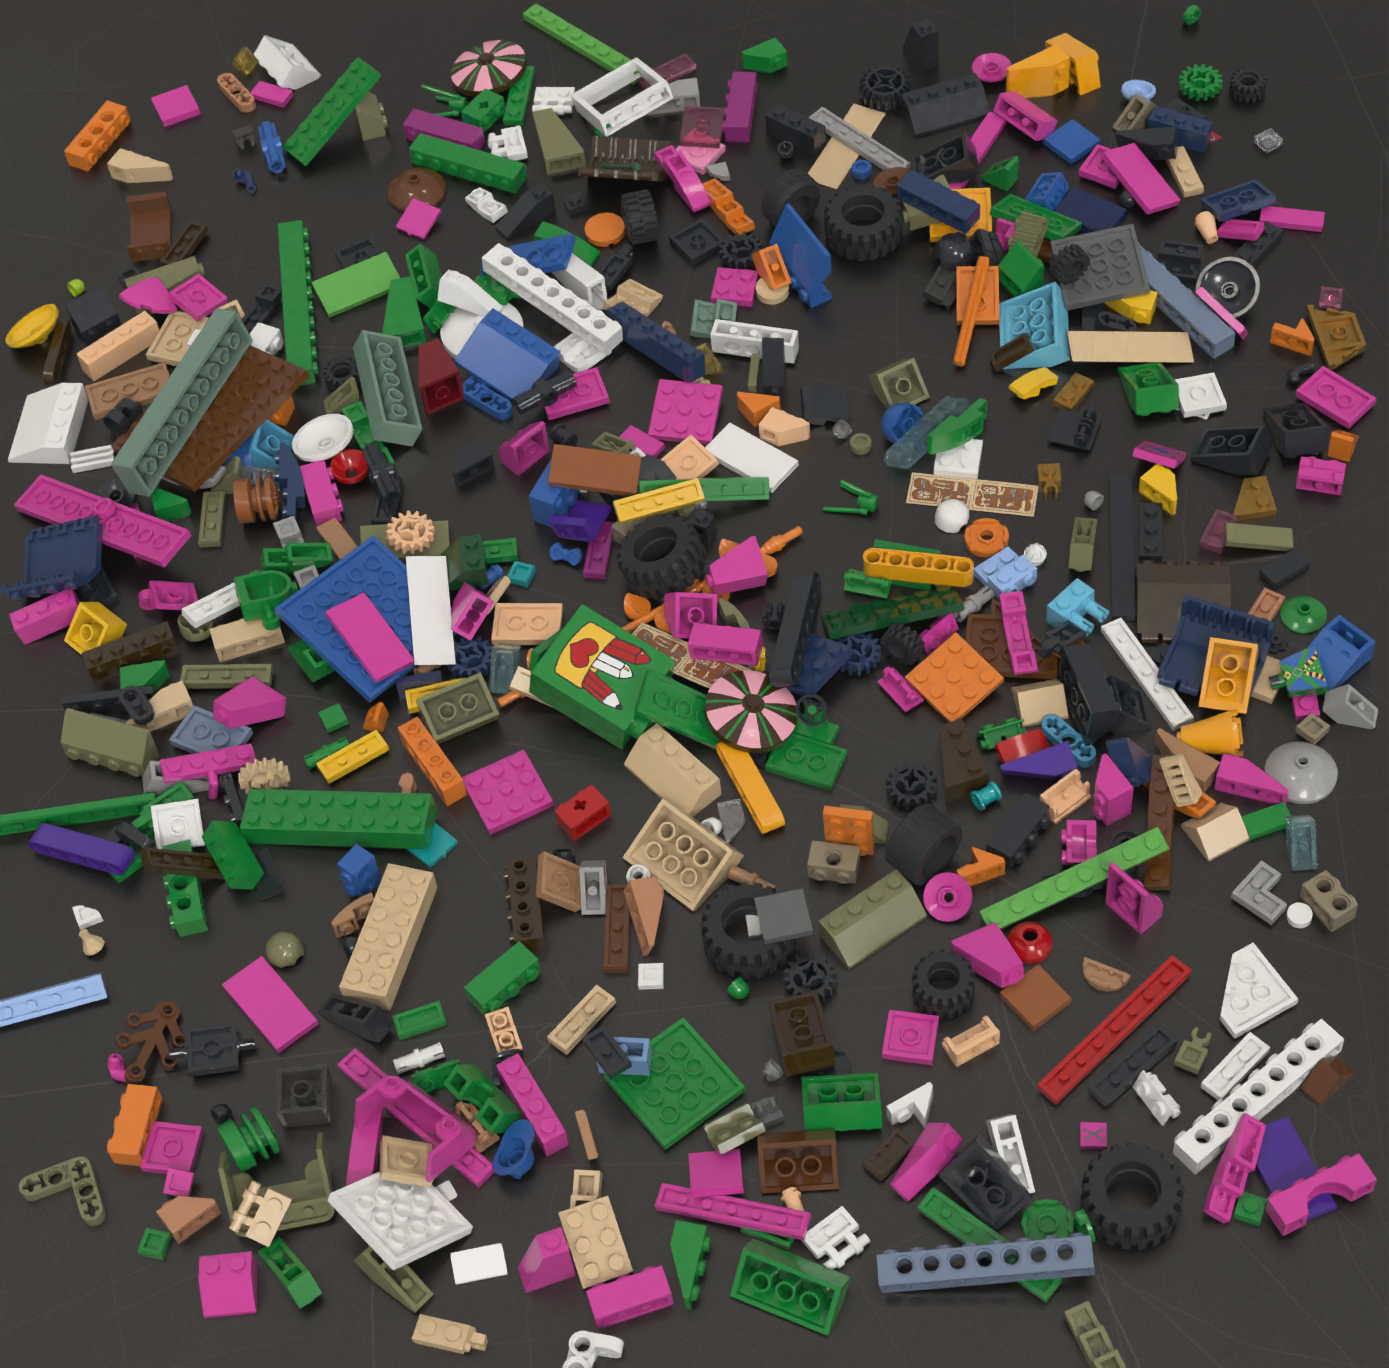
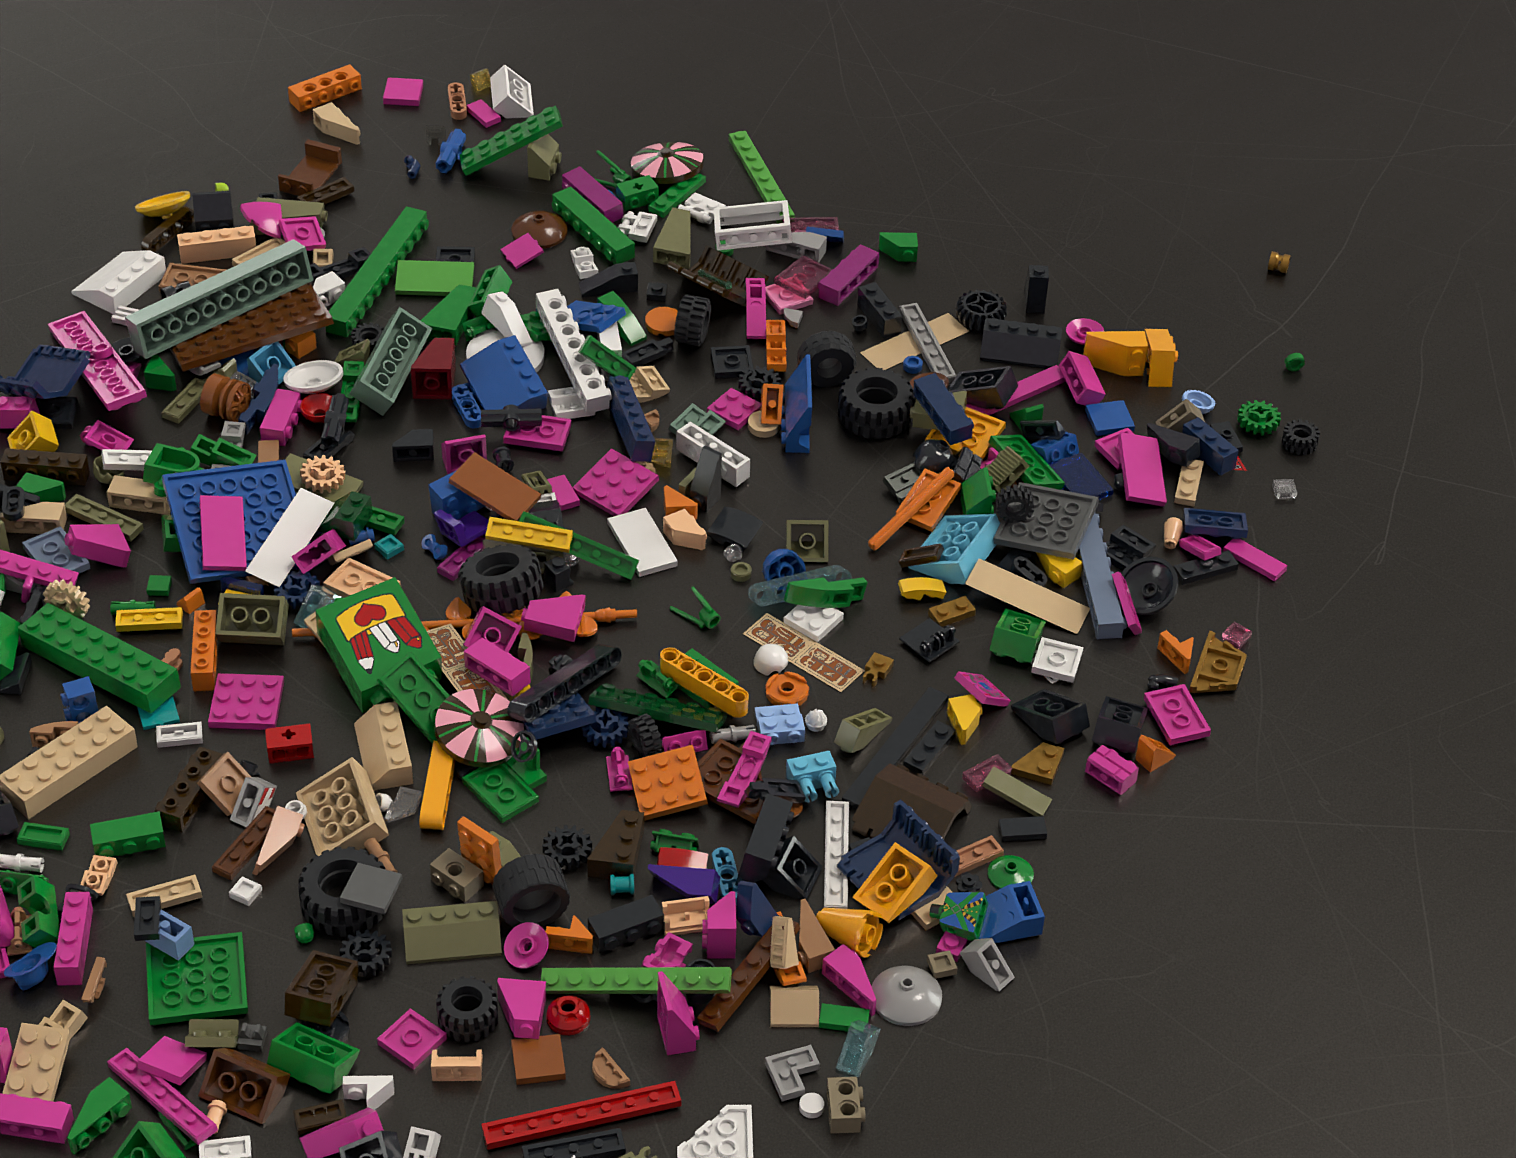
camera: 20 degrees right, 10 degrees down
(471, 858) = (179, 734): none -> white tile
(595, 292) = (606, 358): none -> green tile
(690, 460) = (589, 521): light nougat tile -> none
(698, 73) = (832, 235): none -> blue tile
(773, 1070) = (278, 1007): clear hinge -> none
(1027, 181) = (1042, 429): none -> black slope
(1039, 700) = (727, 833): tan slope -> none
(1093, 499) = (900, 701): light grey hinge -> none

